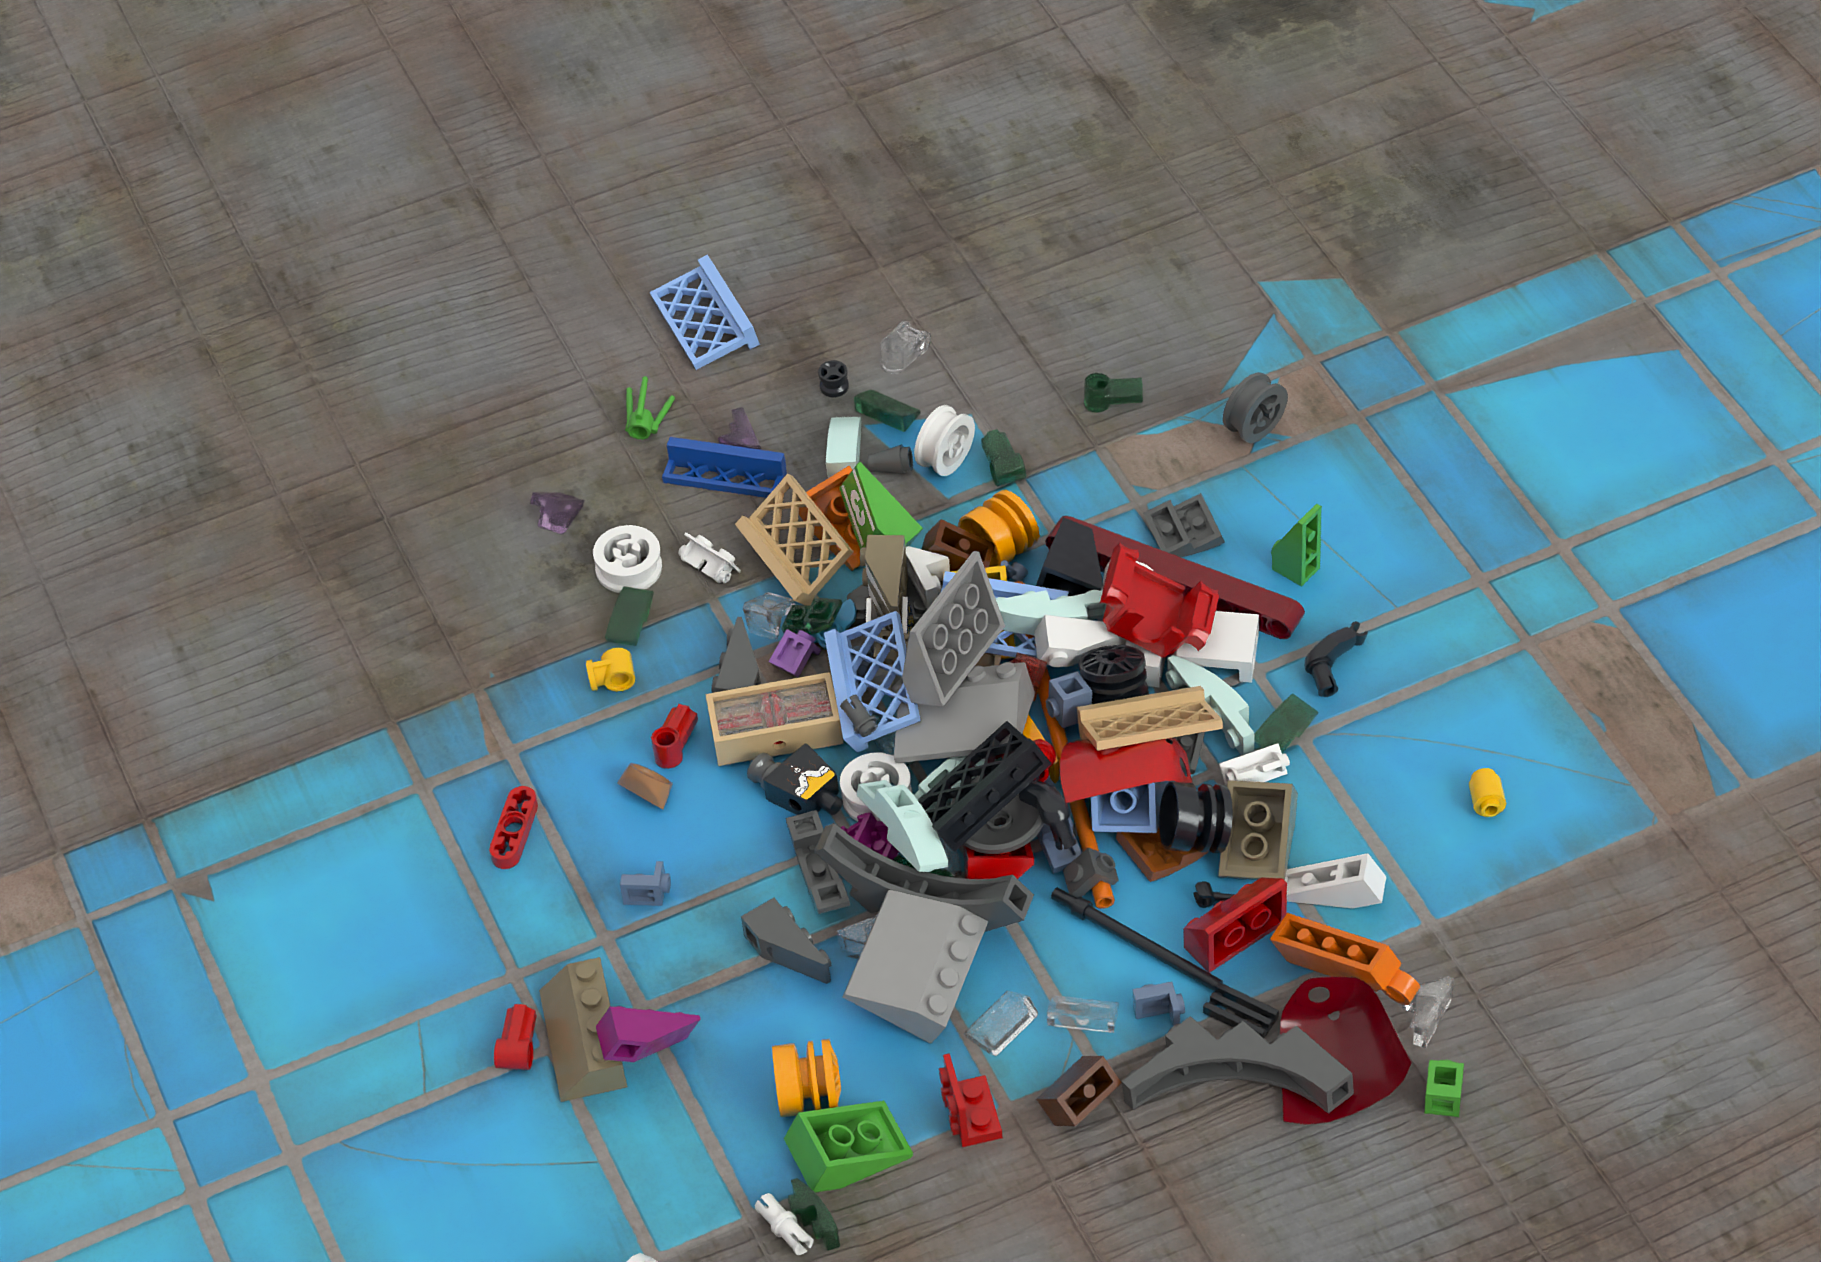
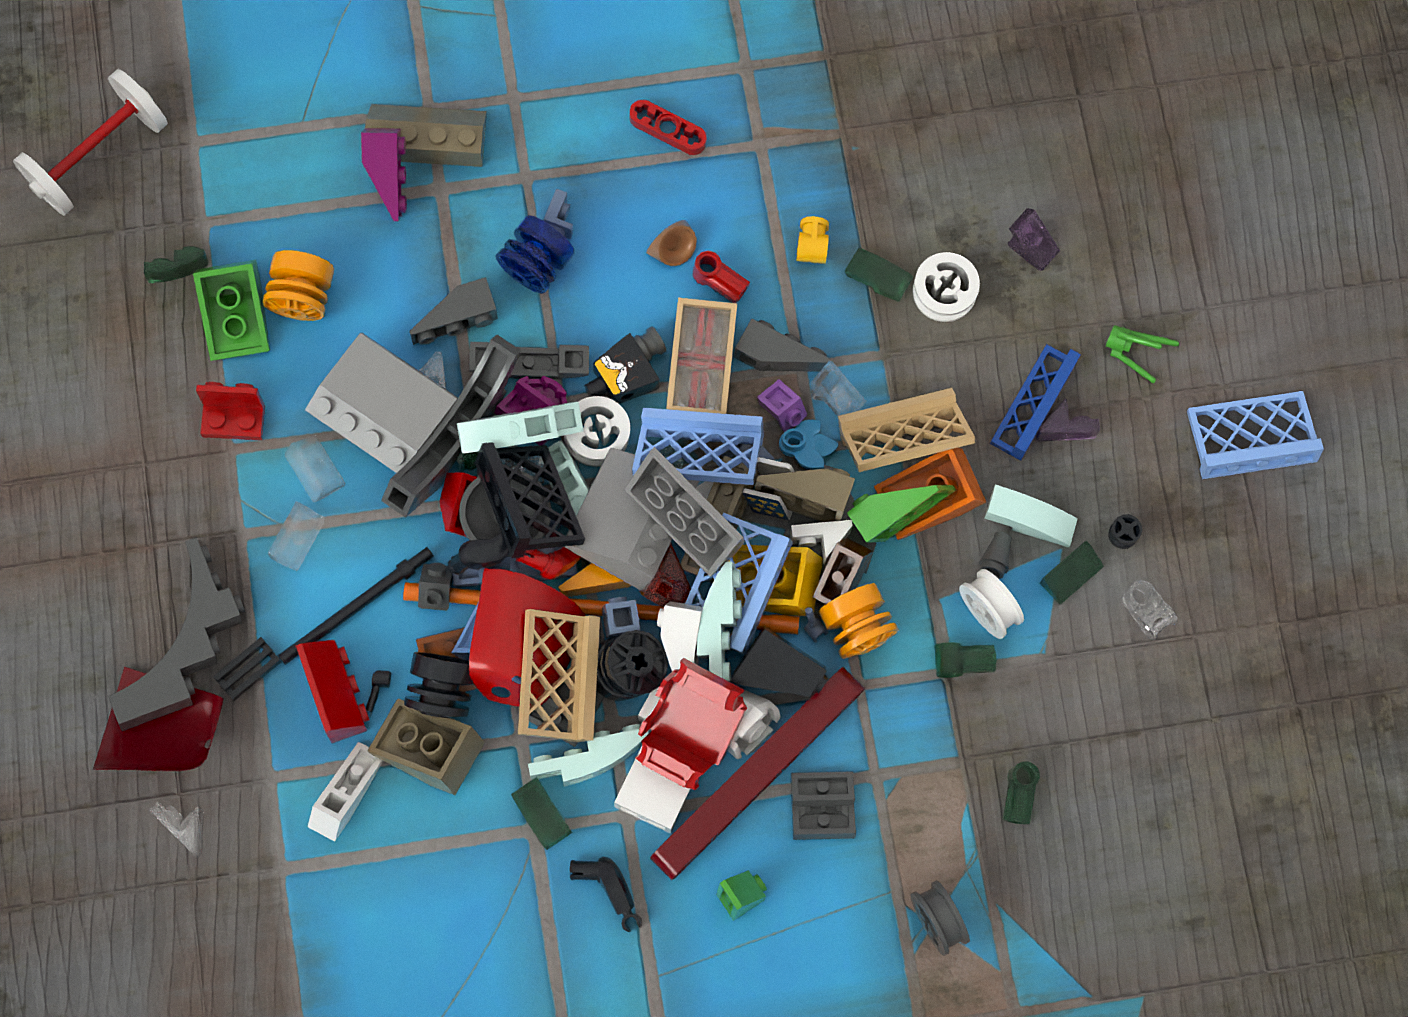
camera: 95 degrees right, 25 degrees up
(515, 1046) = (429, 77): red piece -> none
(701, 881) = (535, 254): none -> clear blue wheel
(718, 563) = (937, 354): white hinge -> none
(783, 1224) = (178, 240): white pin -> none
(813, 617) = (814, 427): clear green slope -> none
(859, 716) = (654, 422): dark grey pin -> none
(1079, 1091) = (205, 502): brick -> none
(1158, 1000) = (281, 596): sand blue bracket -> none
(1256, 766) = (501, 780): white hinge -> none
(1343, 955) = (241, 760): orange hinge -> none
(1444, 1088) = (89, 801): bright green brick -> none
(1487, 792) = (396, 970): yellow brick -> none

